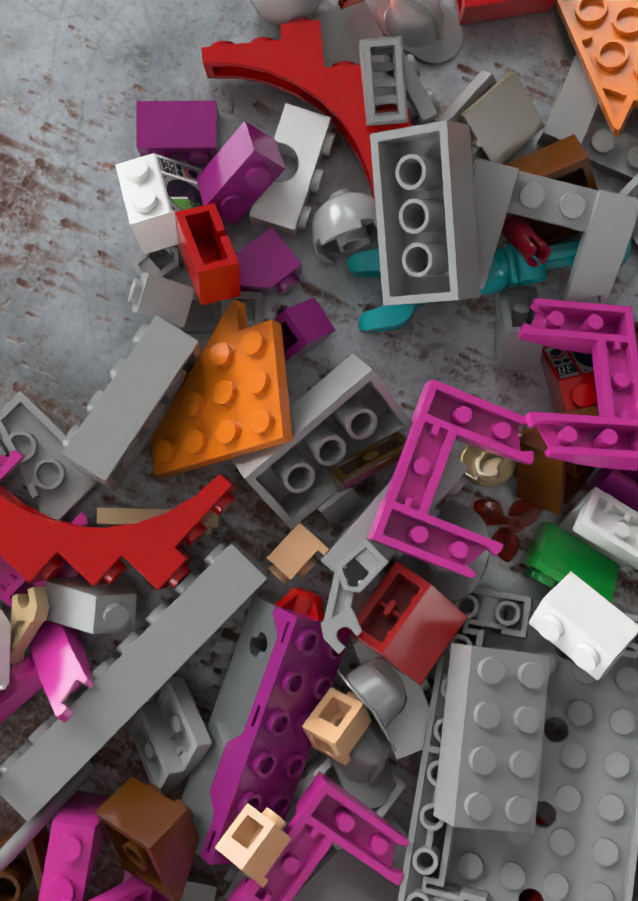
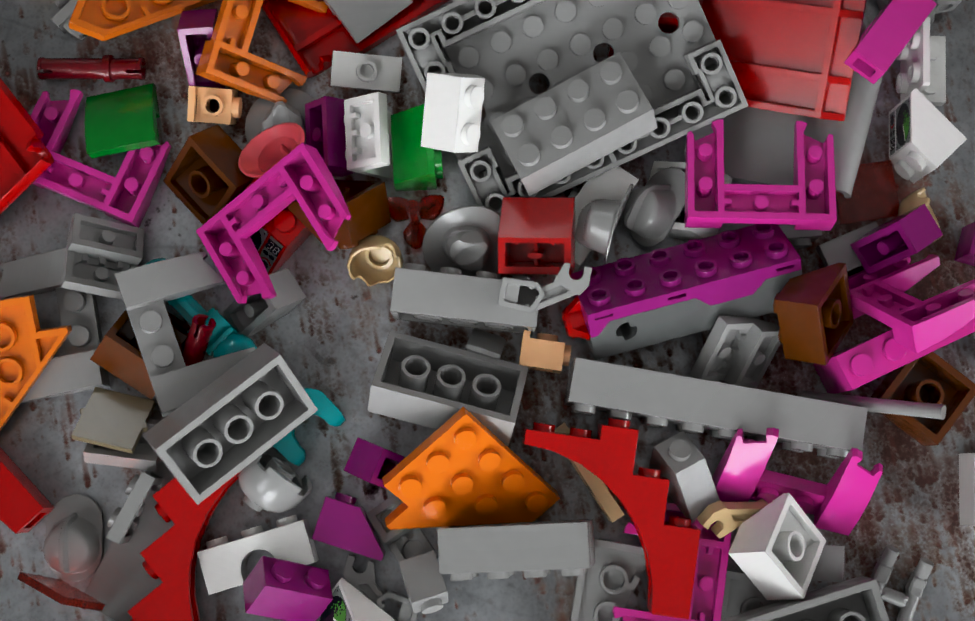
camera: 130 degrees left, 5 degrees down
(208, 254) = (363, 576): red piece -> none
(254, 842) = (763, 237): light nougat brick -> none
(337, 724) = (643, 237): light nougat brick -> none
(367, 462) = (438, 342): dark brown slope -> none
(383, 46) = (137, 516): light grey slope -> none
(403, 516) = (376, 311): dark pink wedge -> none

